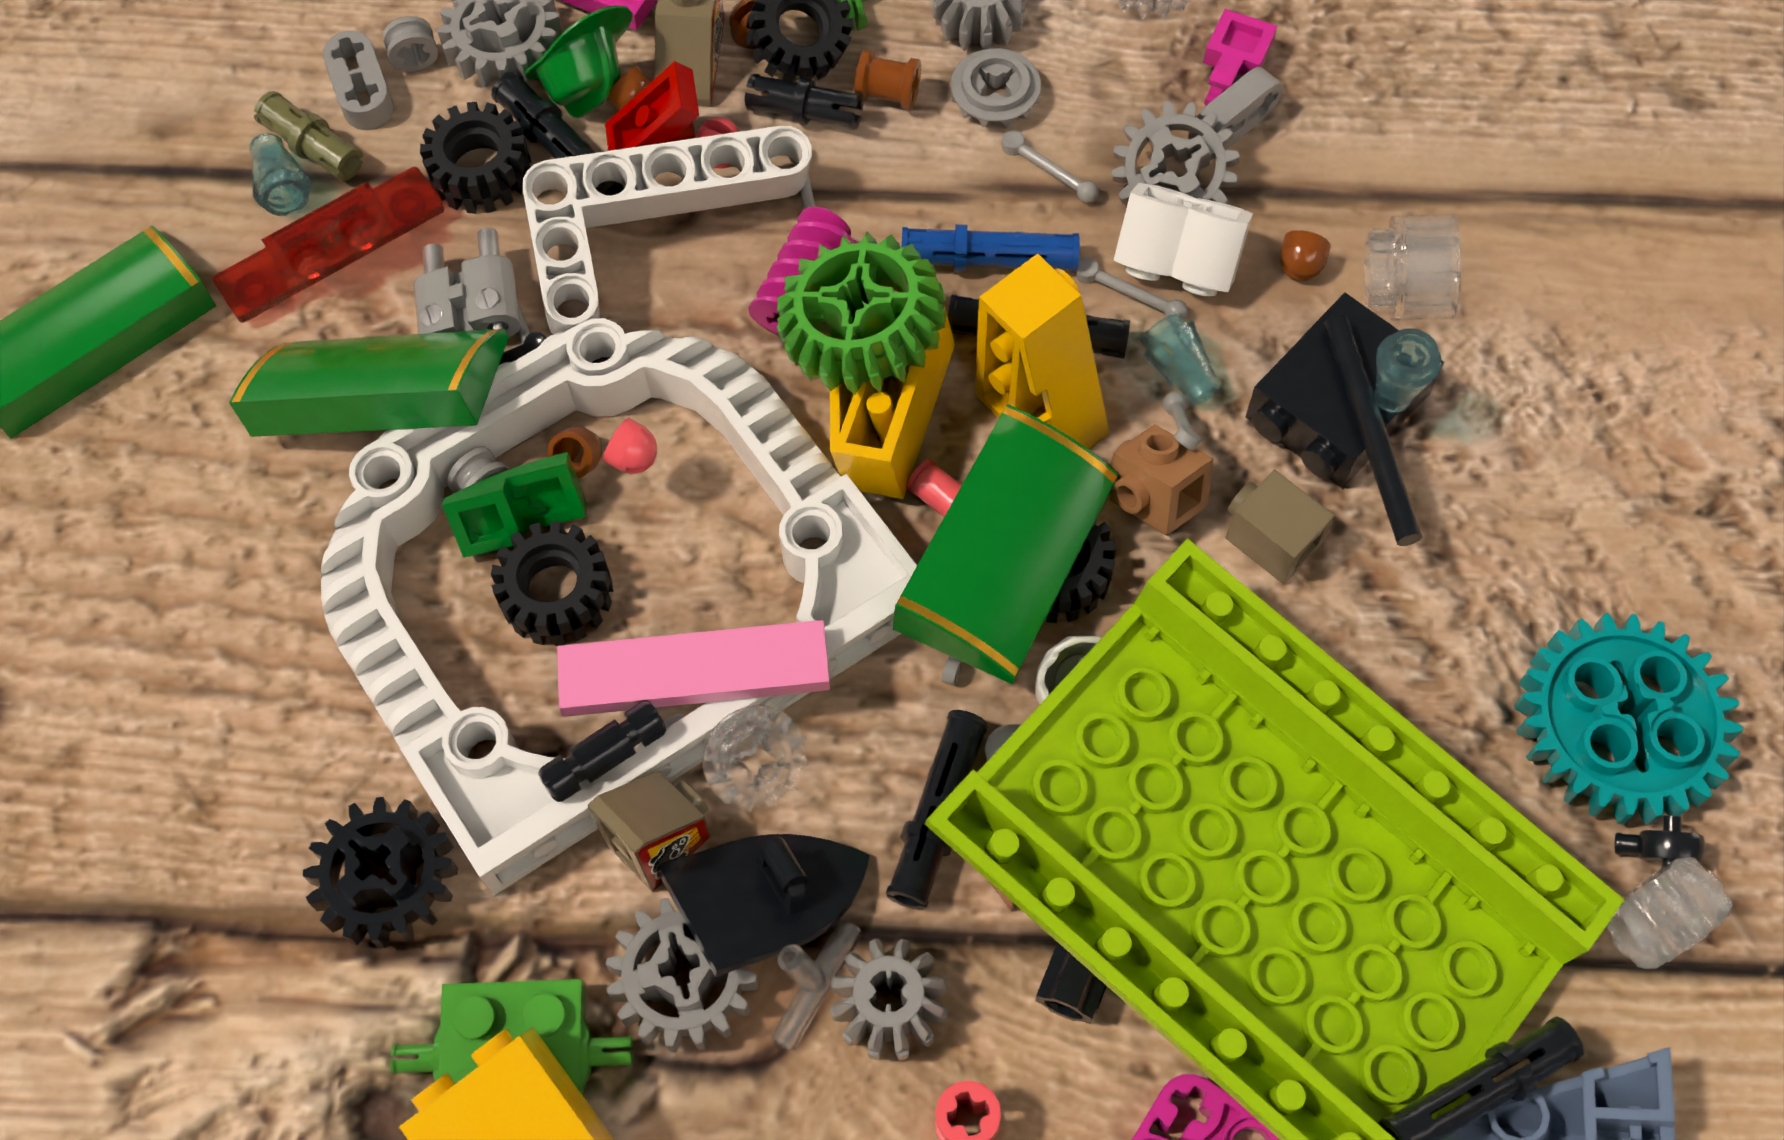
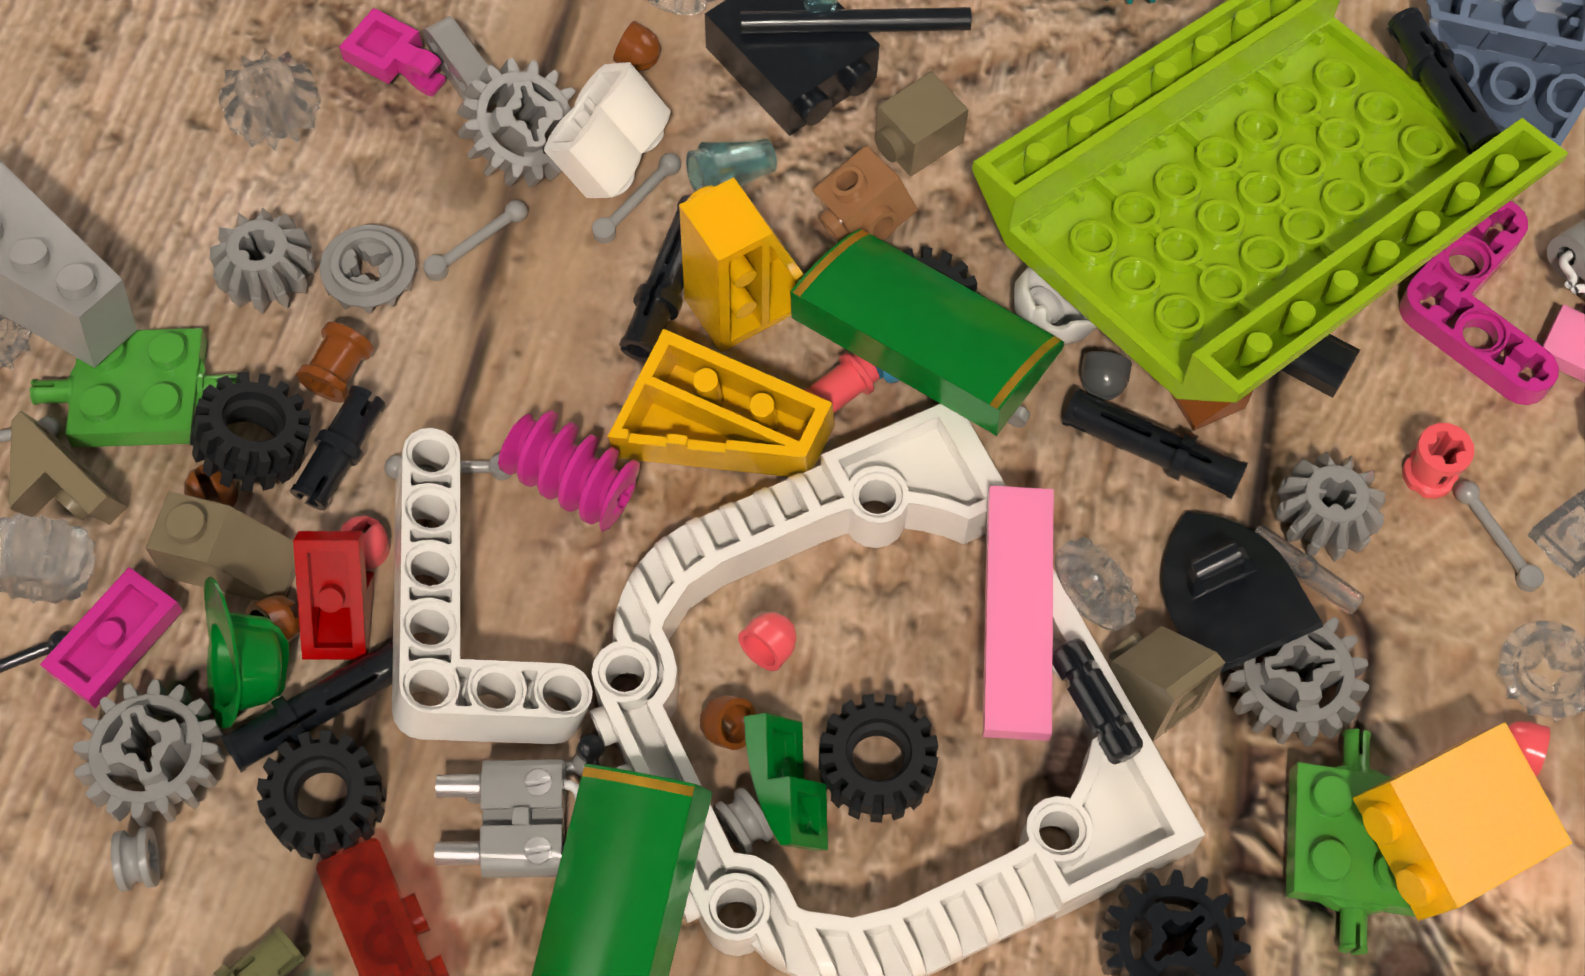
camera: 85 degrees left, 0 degrees up
(350, 82) = (166, 945): light grey beam -> none
(855, 300) = (623, 377): bright green gear -> none
(992, 248) = (563, 324): blue pin -> none
(1175, 404) = (771, 184): light grey hinge -> none

